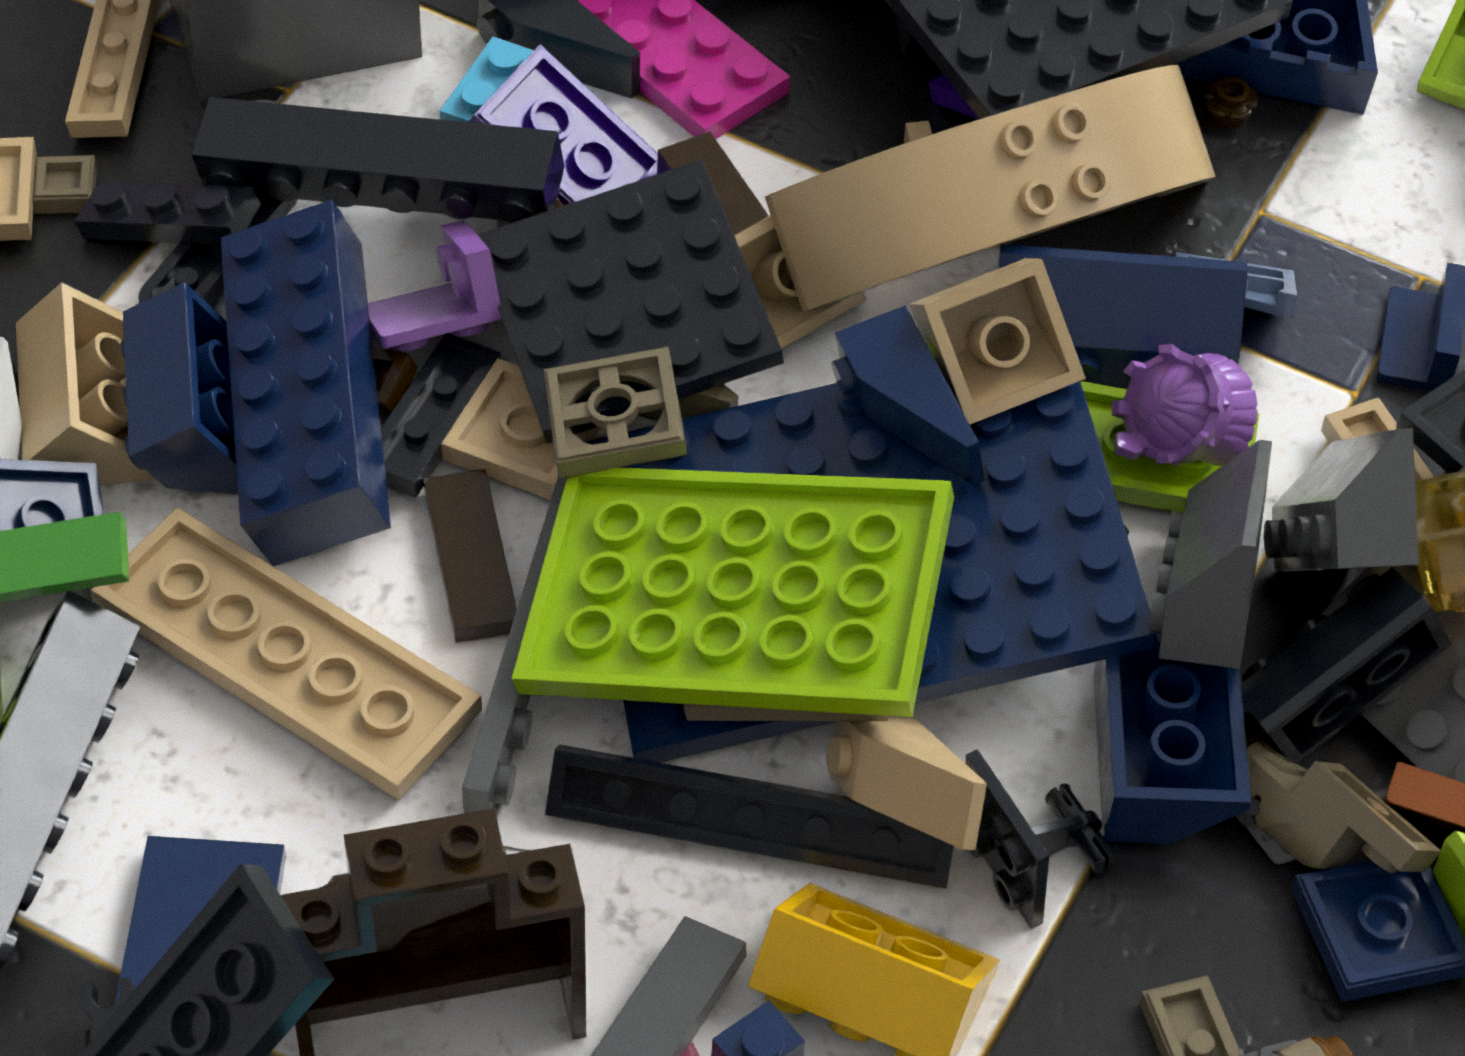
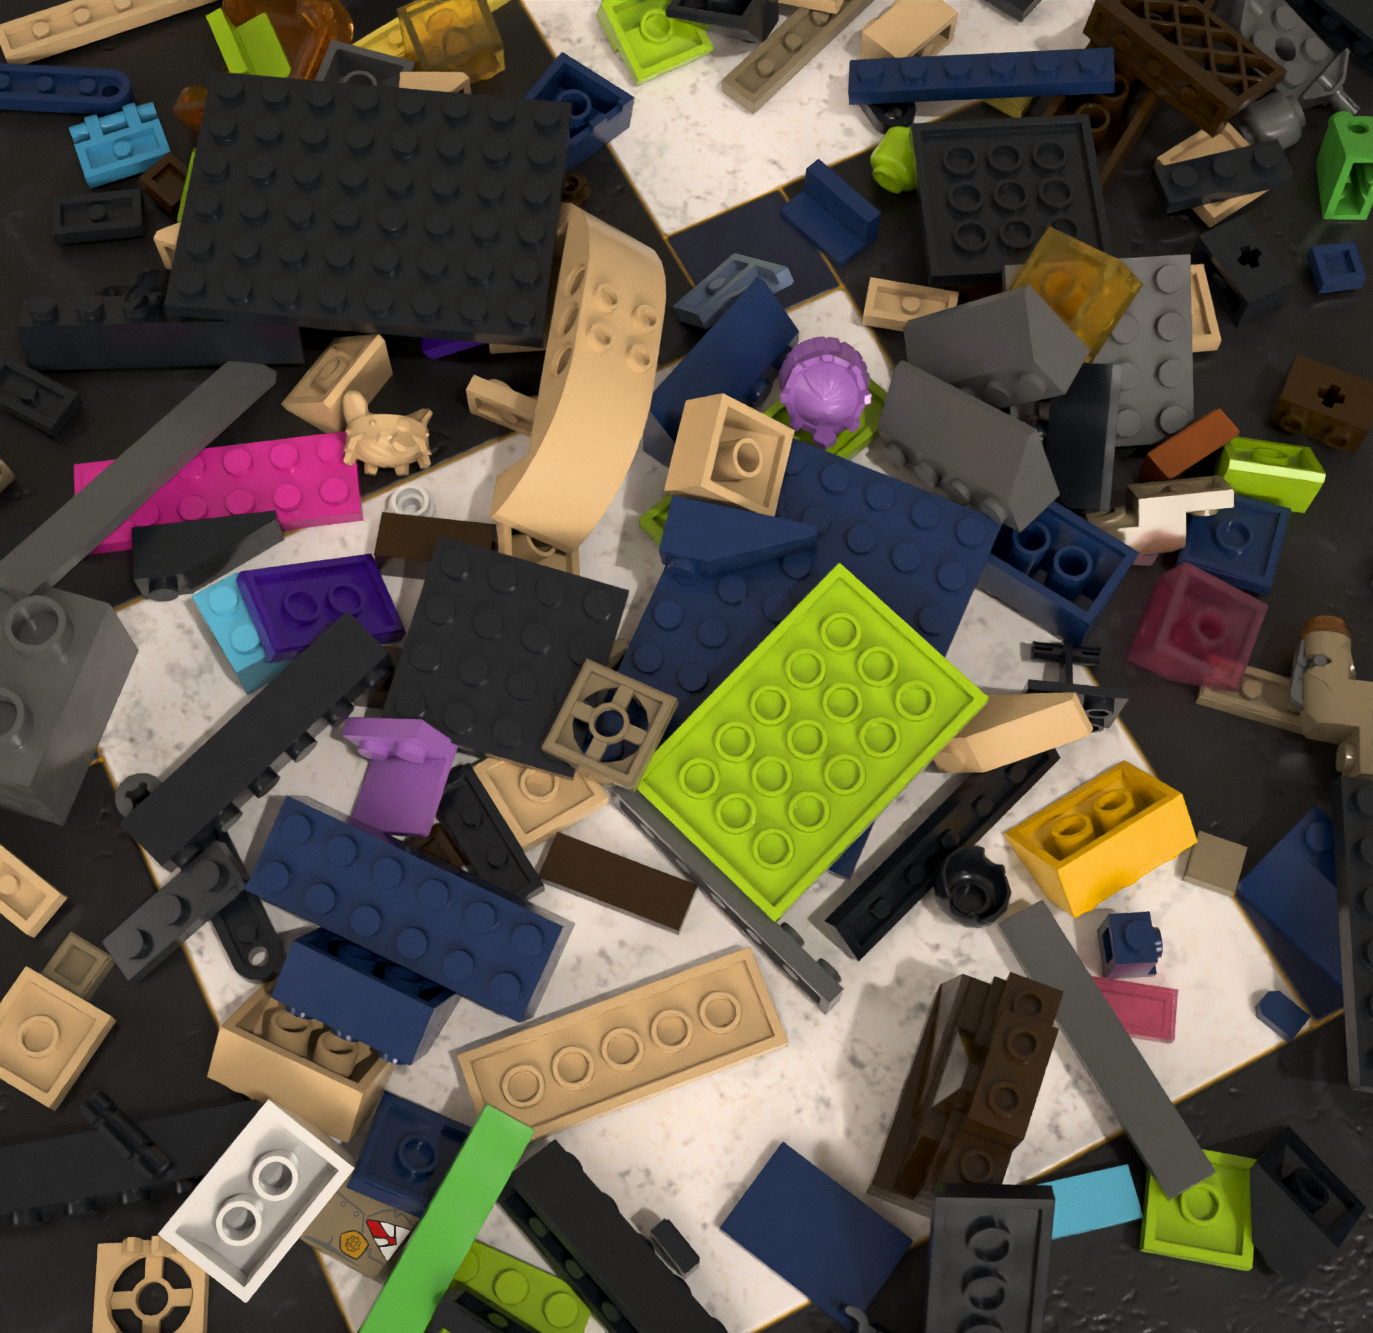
camera: 55 degrees left, 15 degrees up
(97, 804) = (675, 1248): none -> black tile
(709, 865) = (972, 887): none -> black hair
(754, 163) = (412, 495): none -> white plate
(795, 93) = (384, 438): none -> tan hair
(834, 45) = (344, 366): none -> tan slope
(1219, 930) = (1198, 629): none -> clear pink slope

